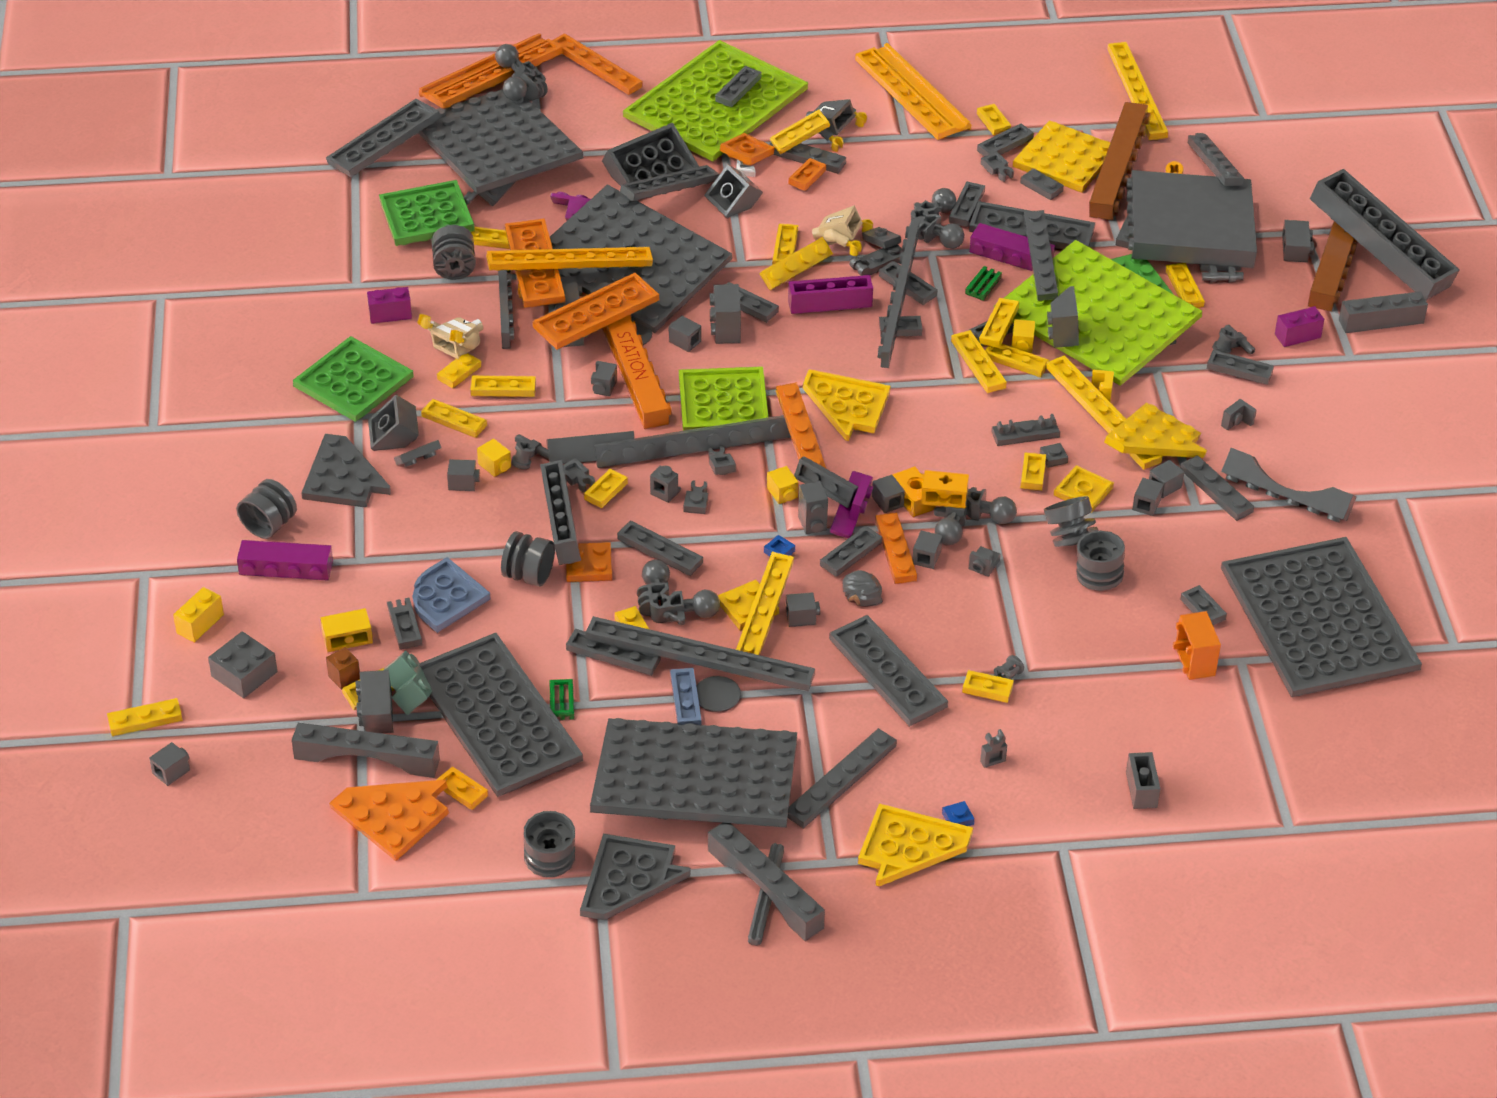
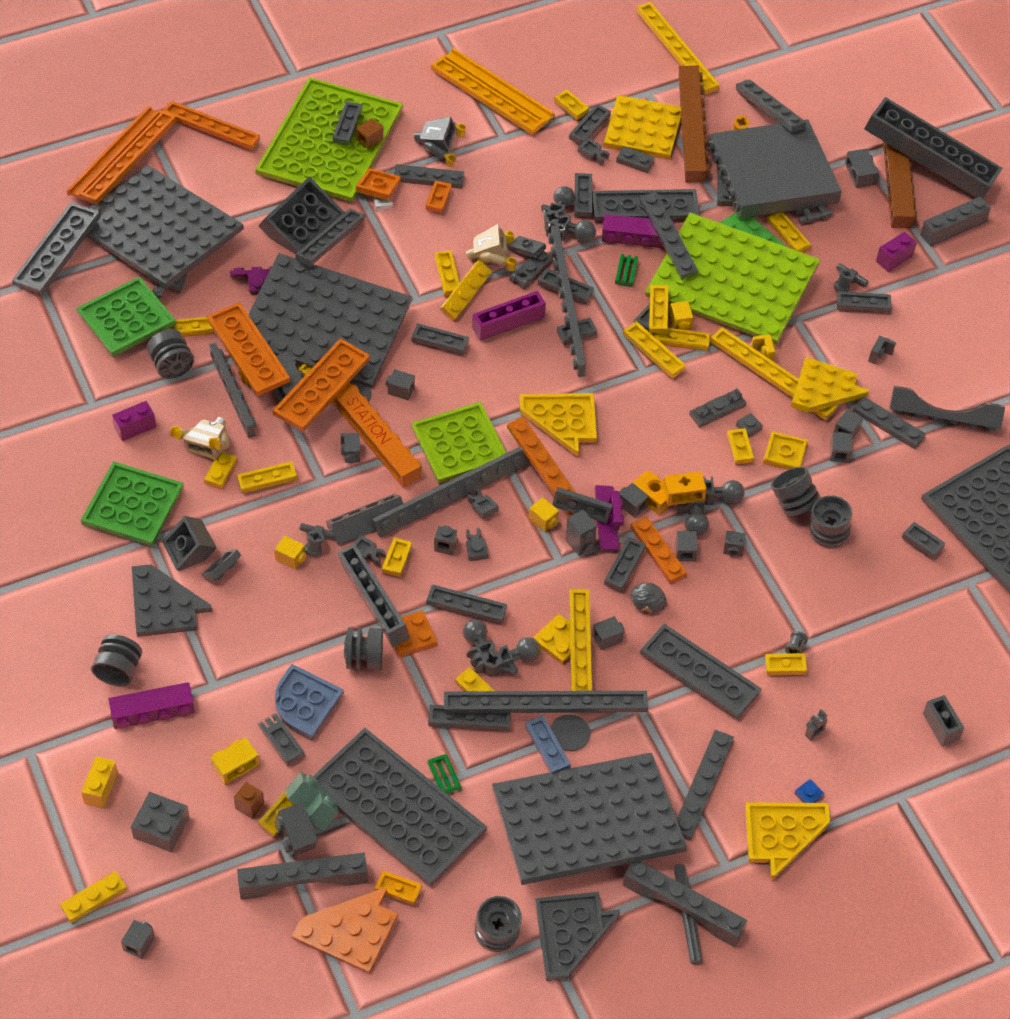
camera: 20 degrees left, 10 degrees up
(454, 418) = (236, 520): yellow tile -> none
(462, 475) = (270, 577): dark grey brick -> none
(525, 81) = (162, 158): dark grey piece -> none
(569, 258) = (279, 339): light orange plate -> none
(725, 314) = (431, 358): dark grey brick -> none
(733, 192) = (383, 231): dark grey slope -> none
(757, 99) = (369, 133): none -> dark orange brick
(779, 545) = (565, 577): blue plate -> none
(799, 131) = (419, 158): yellow tile -> none
(1064, 320) = (717, 297): dark grey slope -> none
(1197, 645) = (937, 581): orange container -> none

